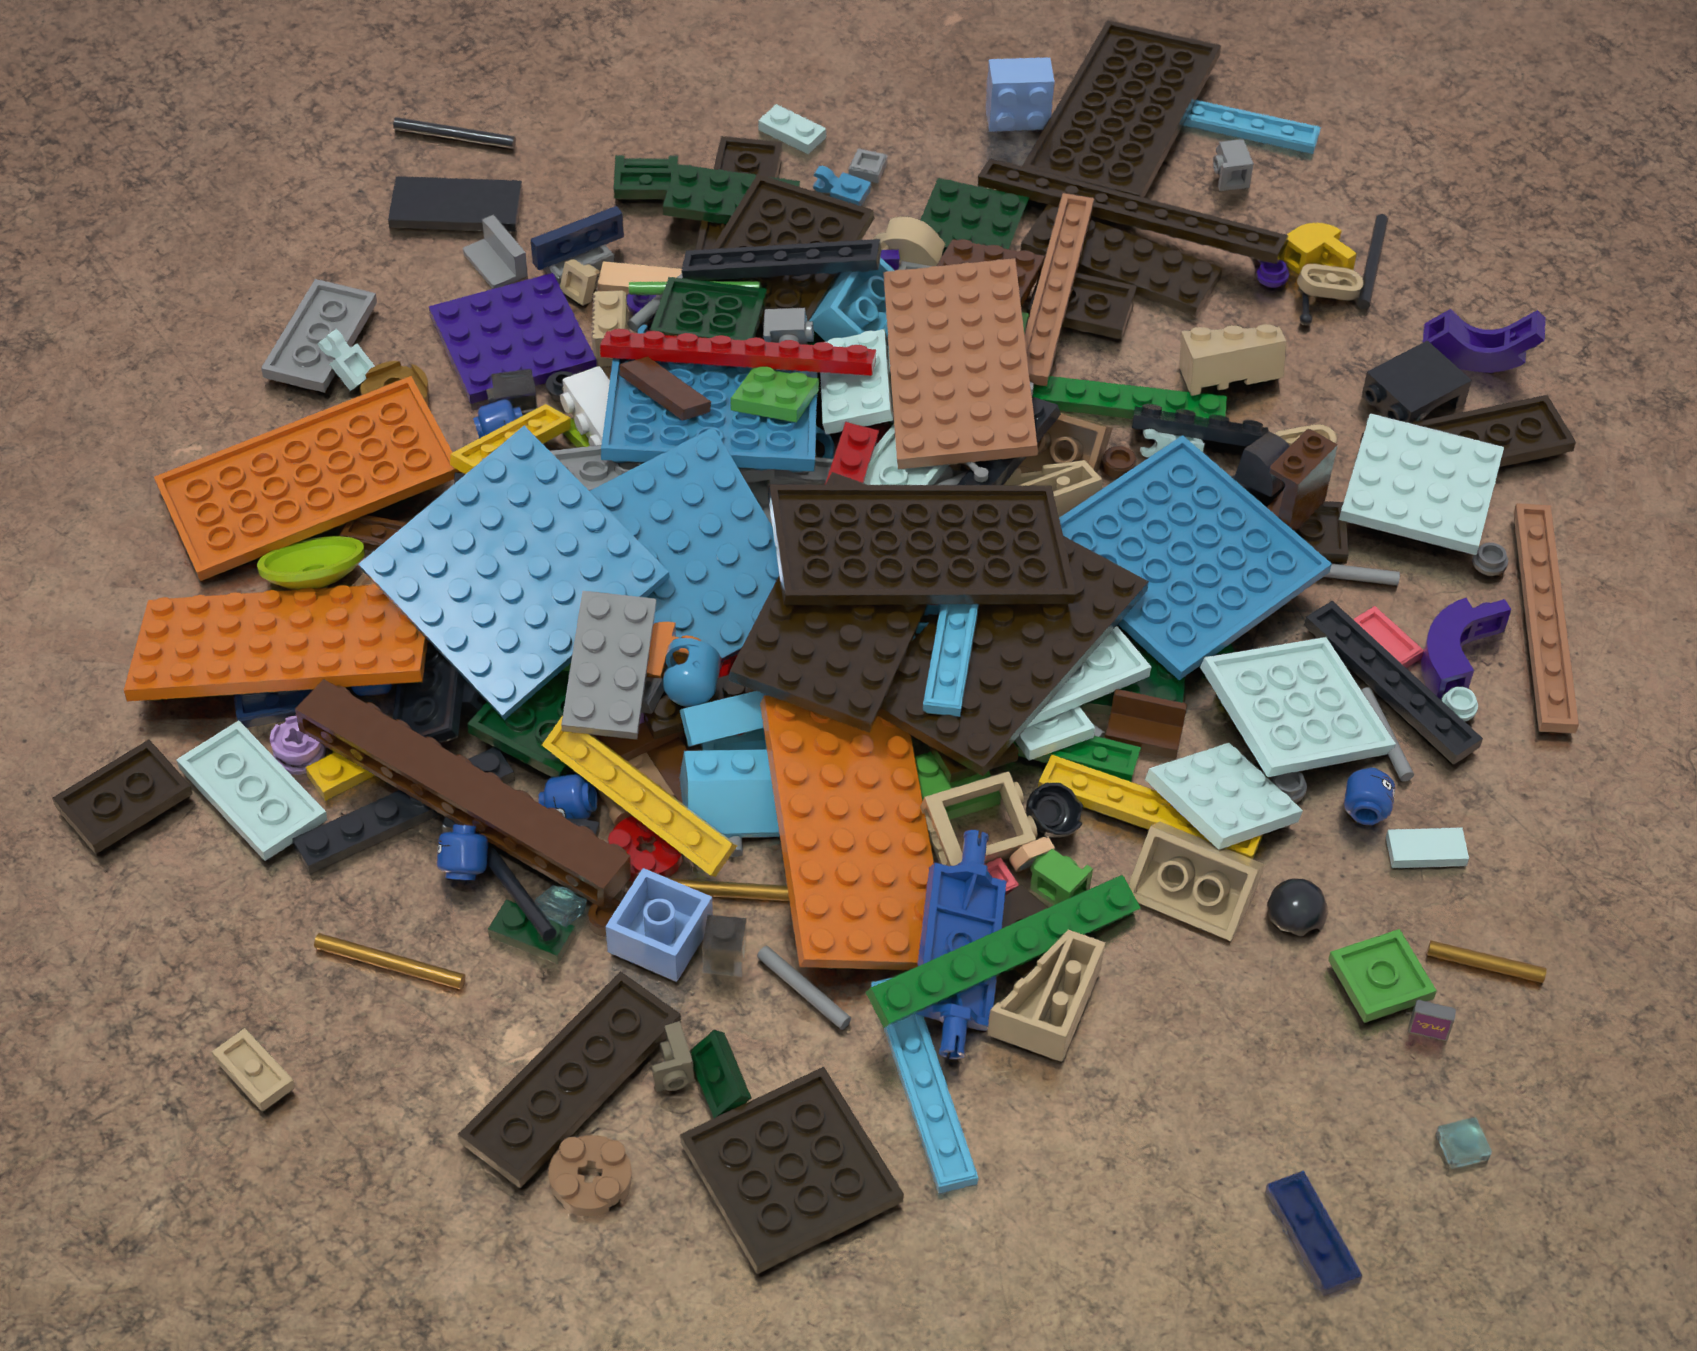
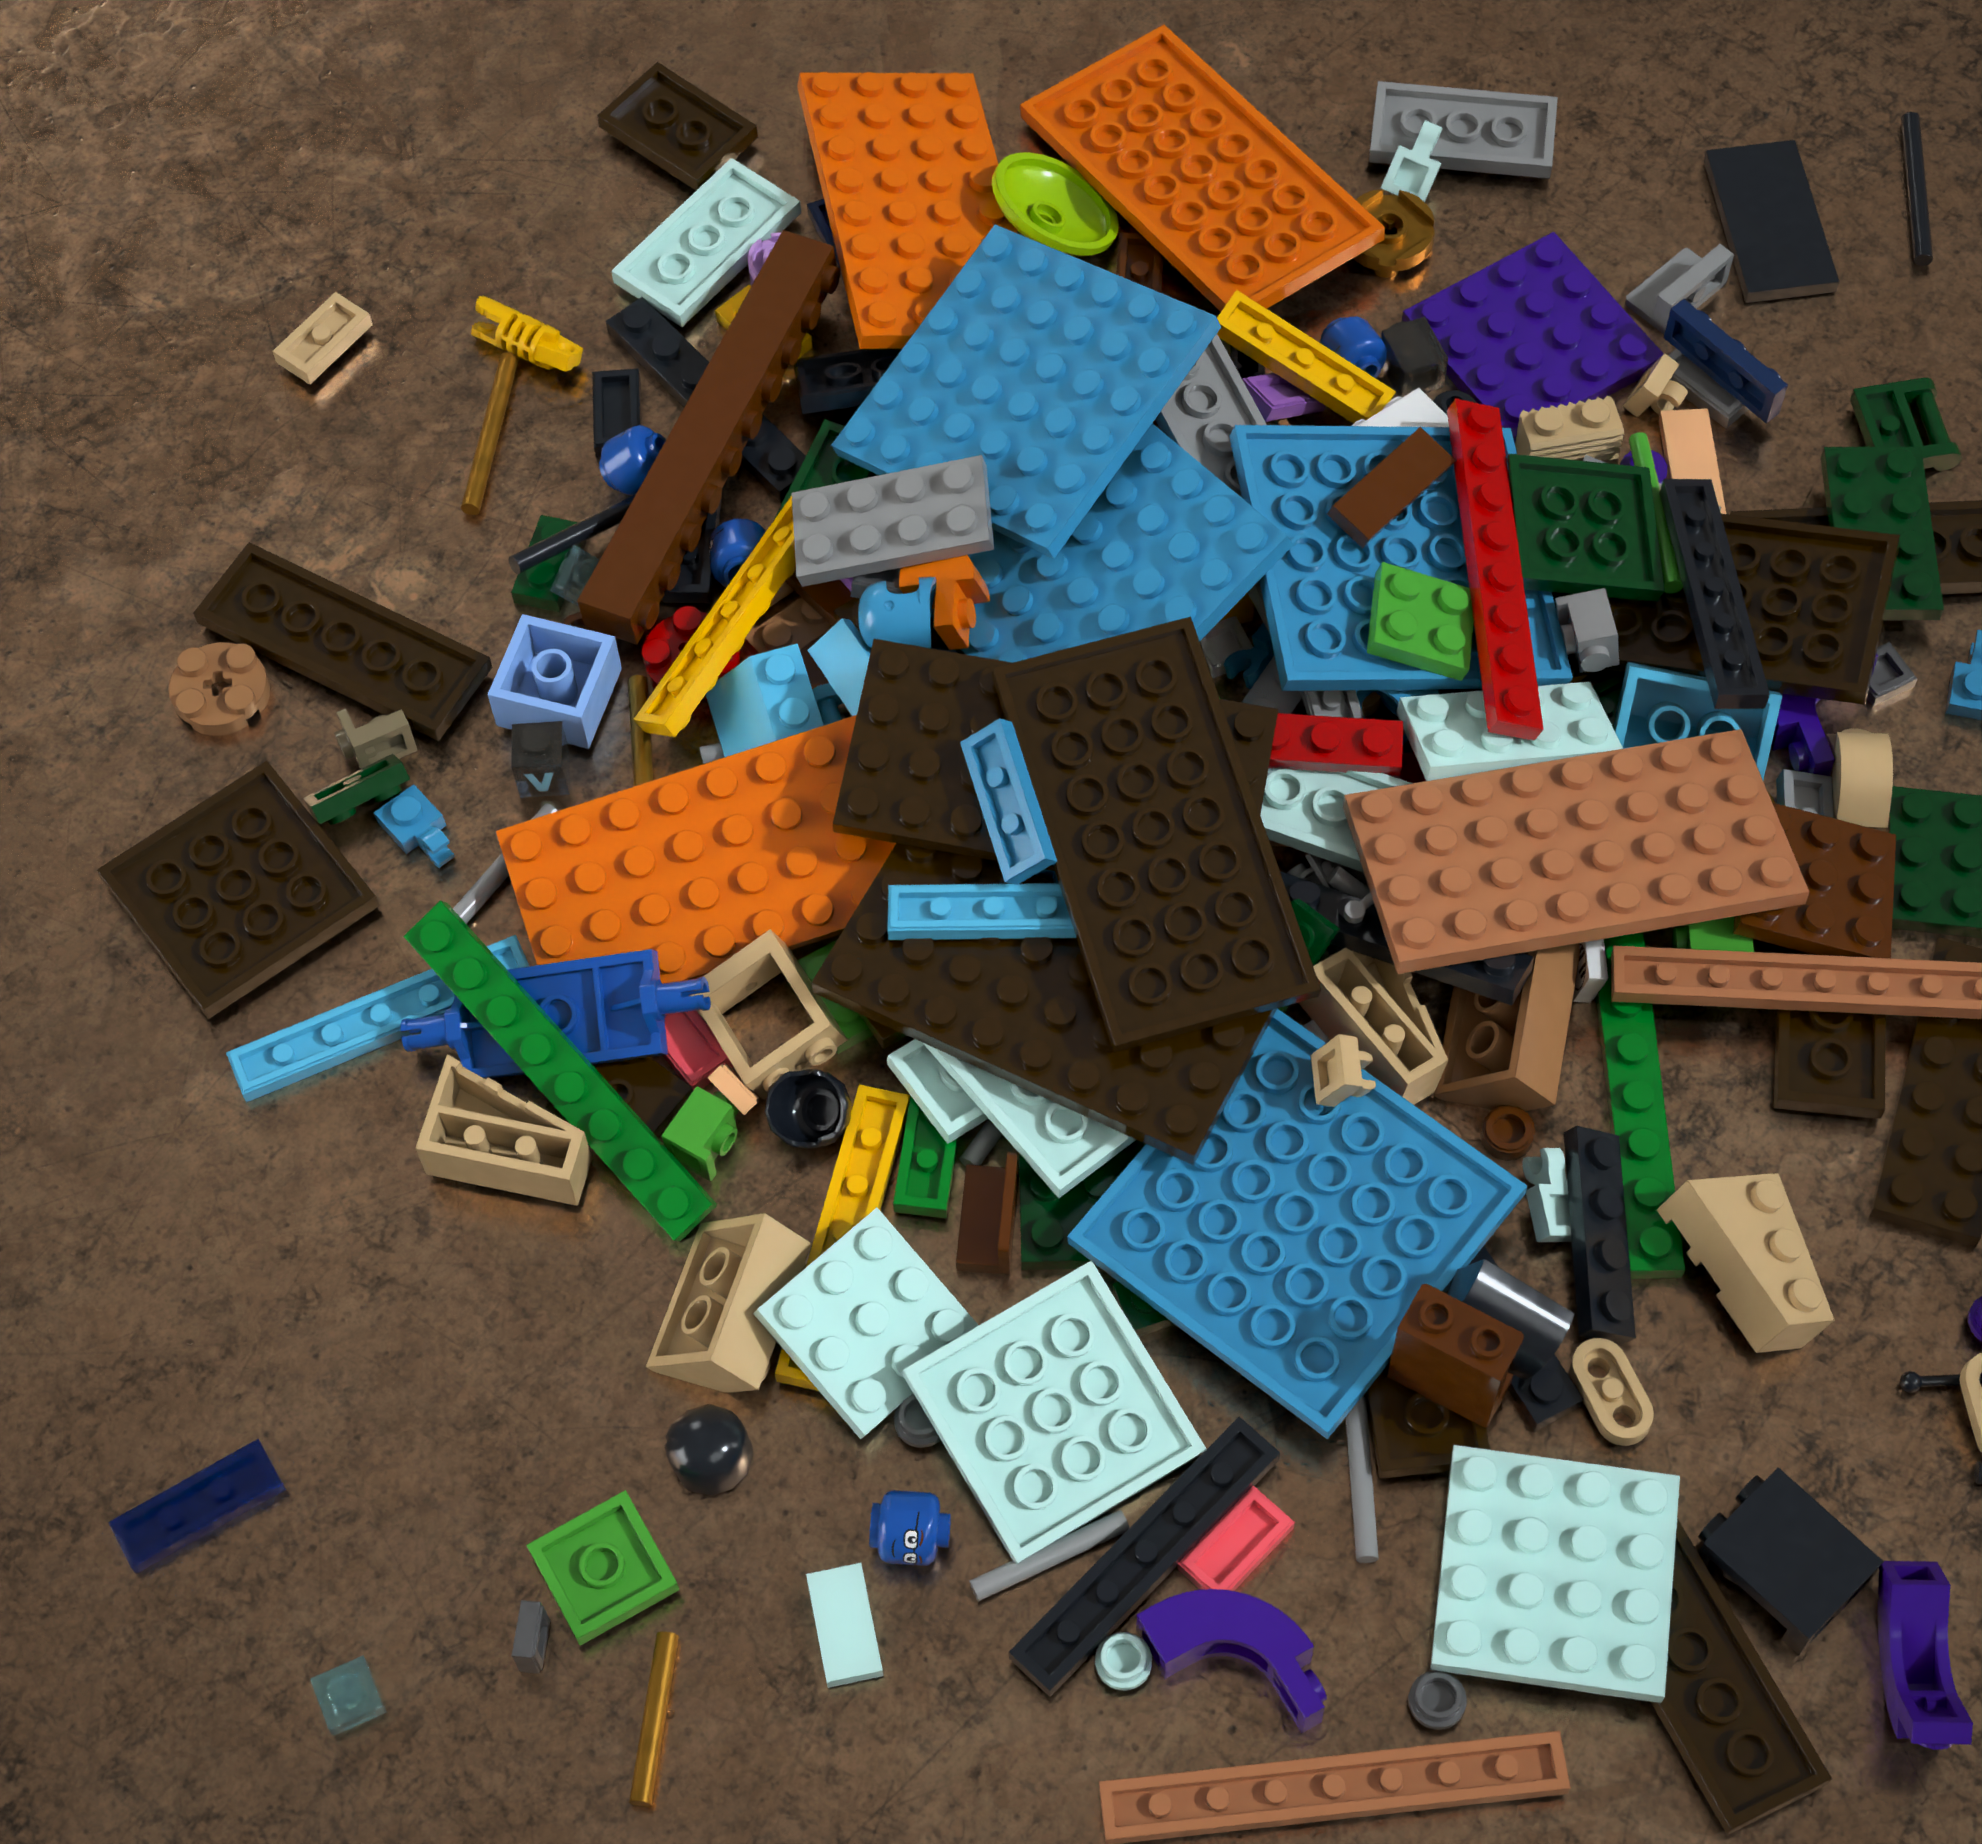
camera: 85 degrees right, 10 degrees up
(305, 922) = (525, 336): none -> yellow hinge
(397, 872) = (615, 404): none -> black tile
(756, 1045) = (415, 822): none -> dark azure plate
(888, 610) = (1008, 801): none -> dark azure plate
(1098, 500) = (1338, 1071): none -> tan tile

